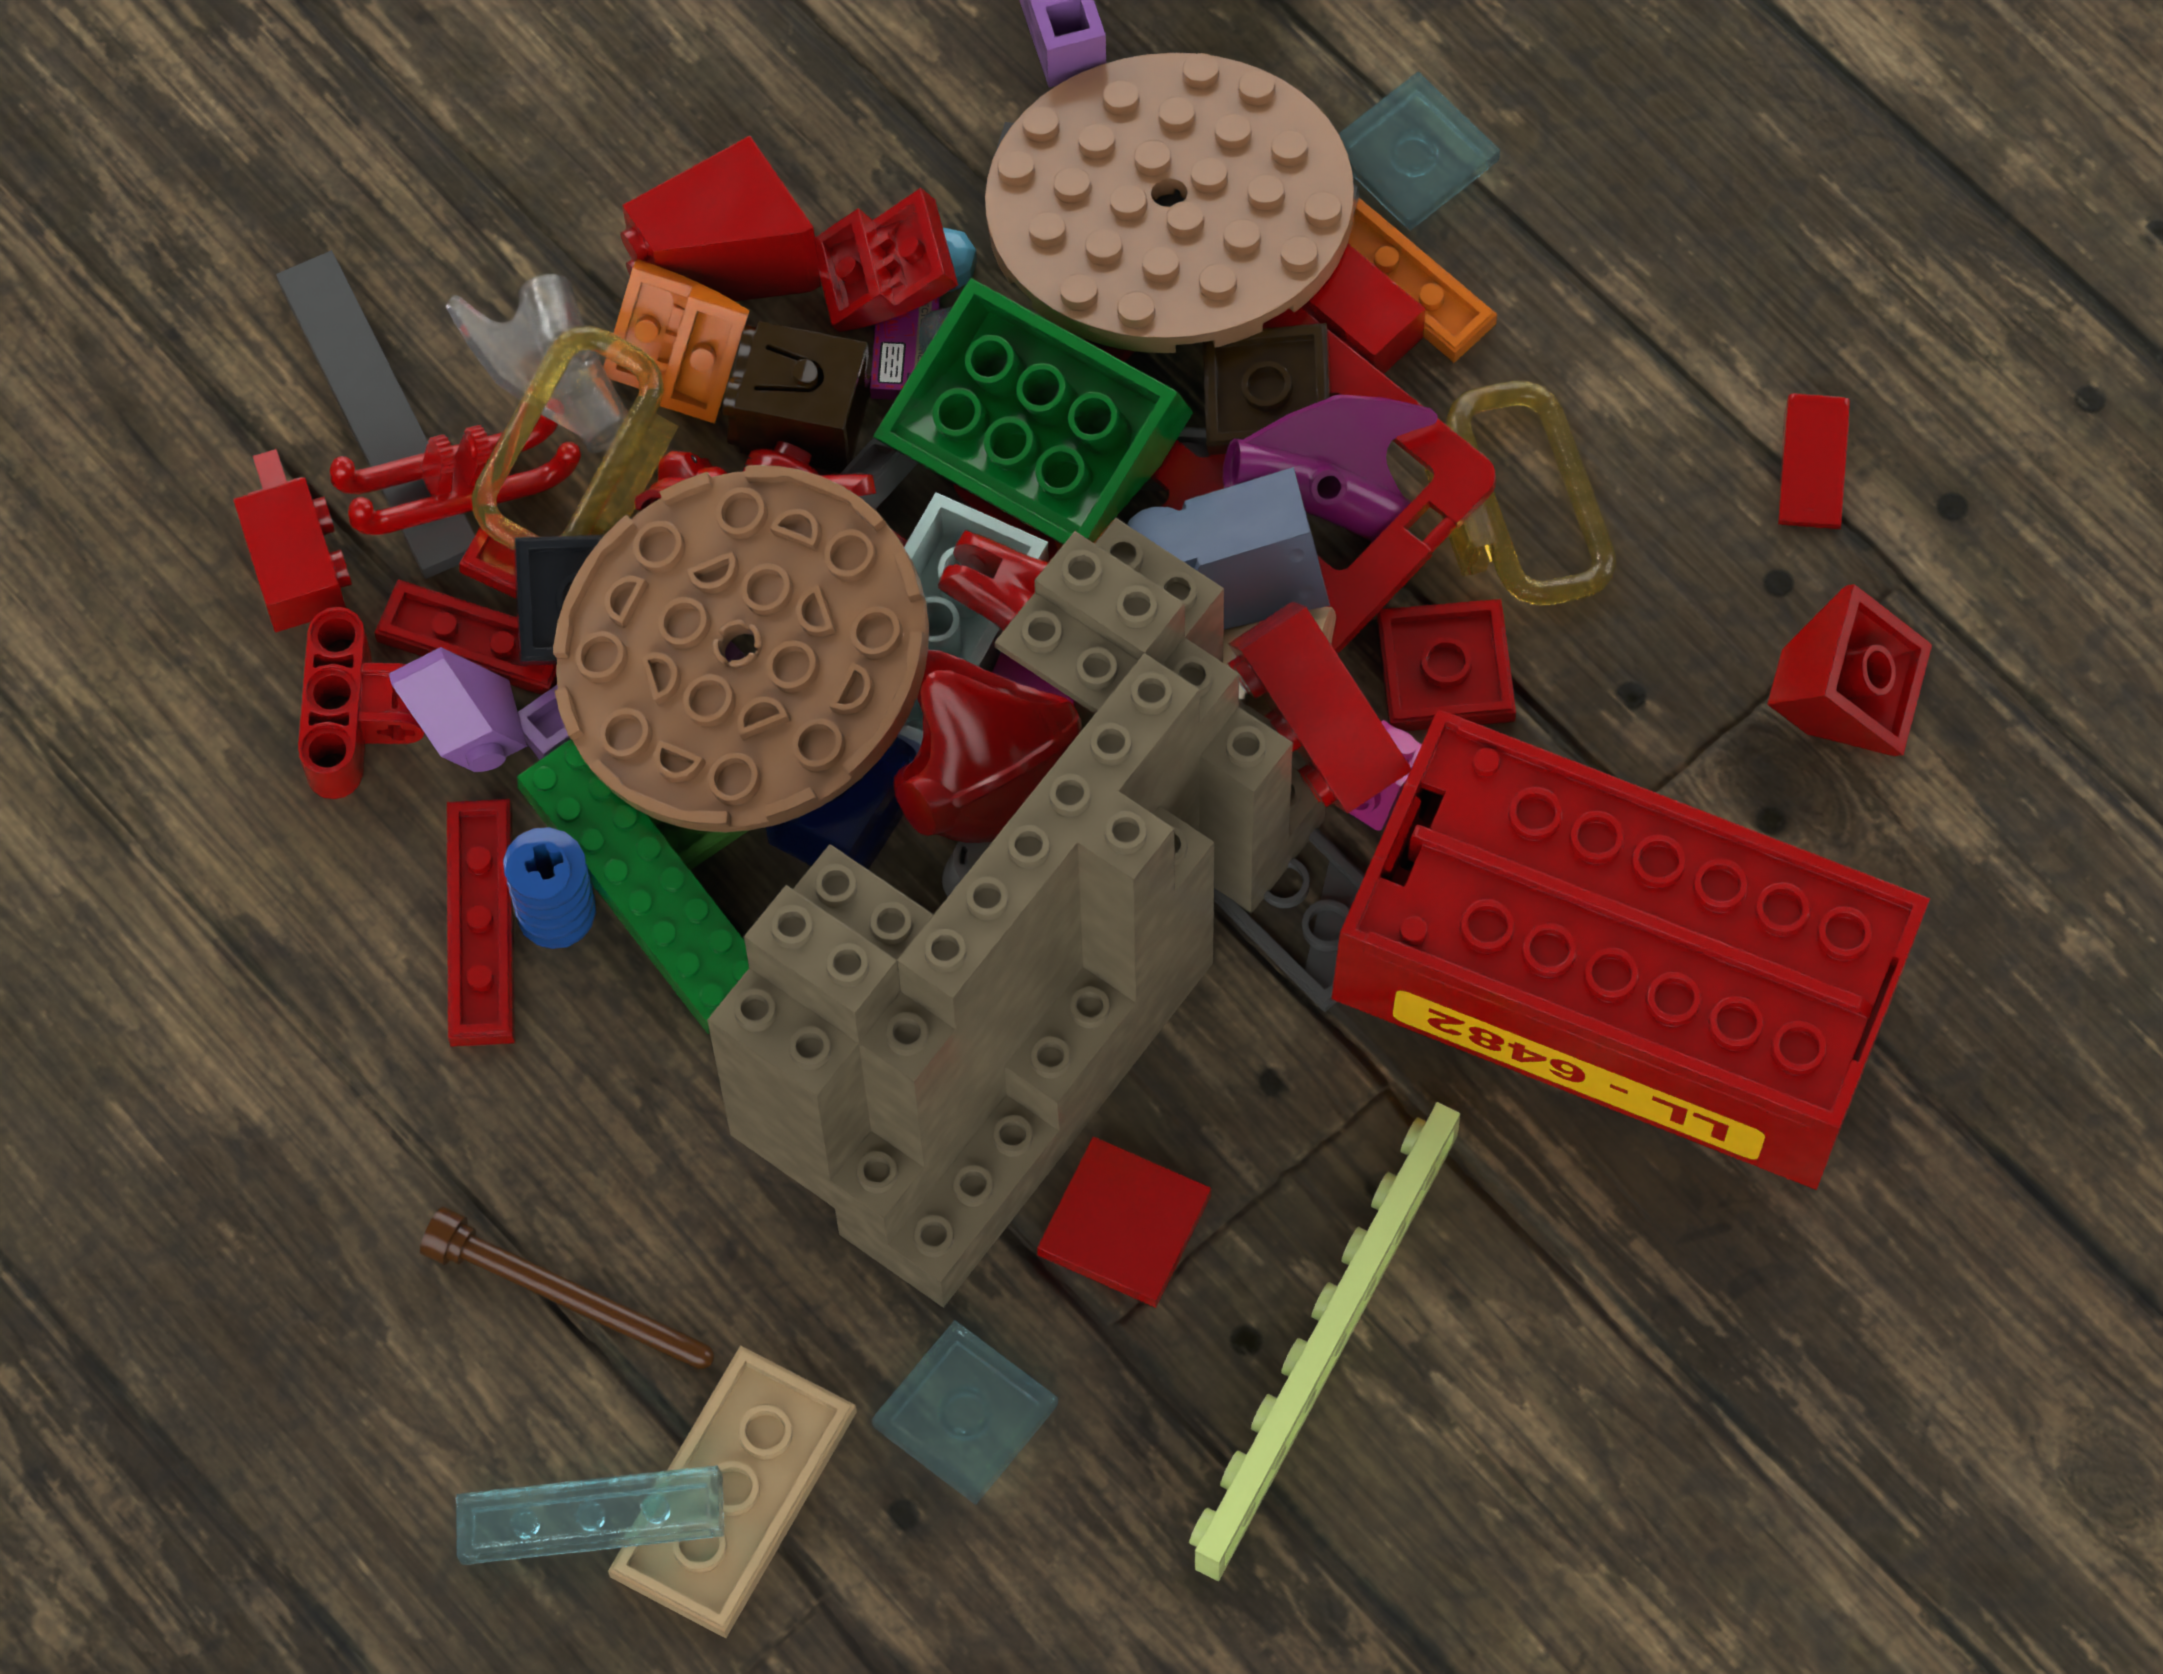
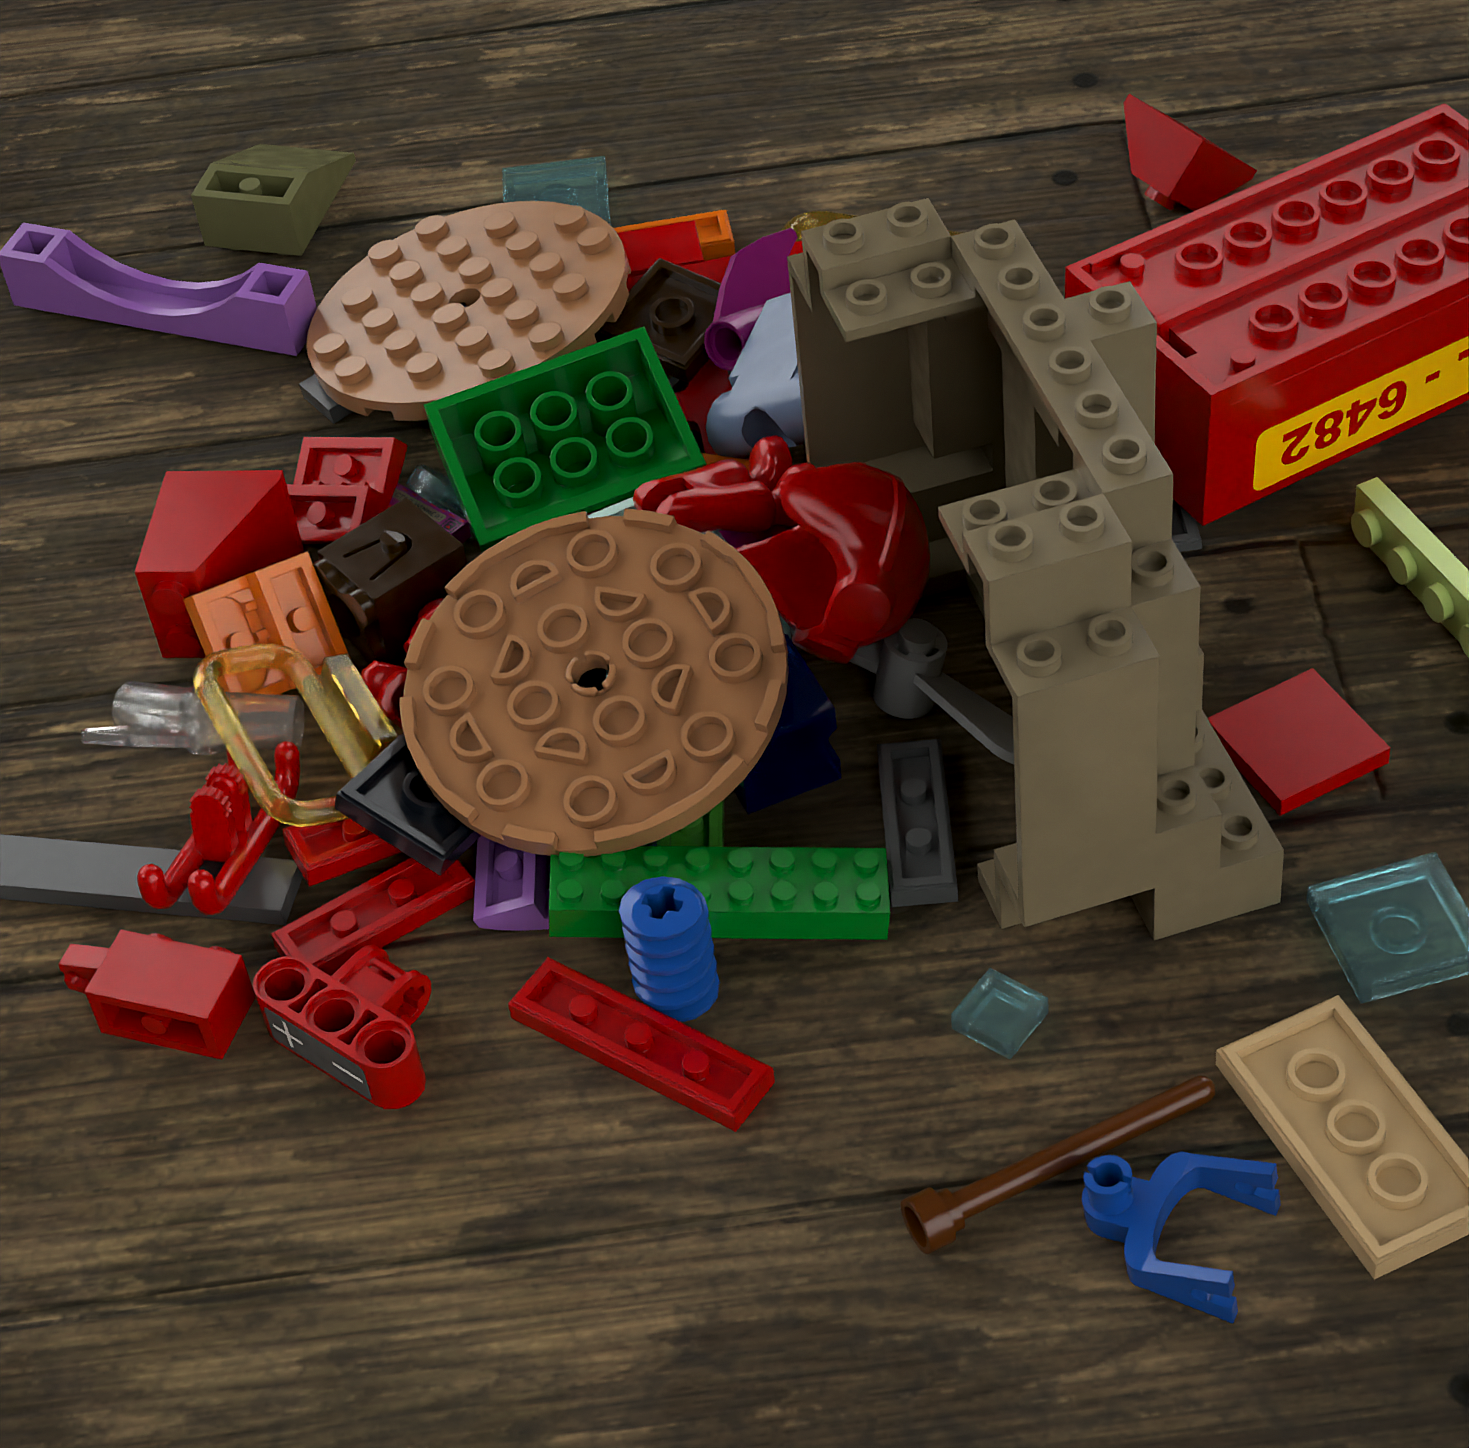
camera: 50 degrees left, 20 degrees down
(461, 709) = (445, 926): medium lavender slope -> none
(550, 1382) = (1137, 1209): none -> blue piece
(590, 1515) = (1309, 1247): clear light blue tile -> none
(678, 1165) = (1000, 1013): none -> clear light blue tile
(1813, 461) = (990, 114): red slope -> none

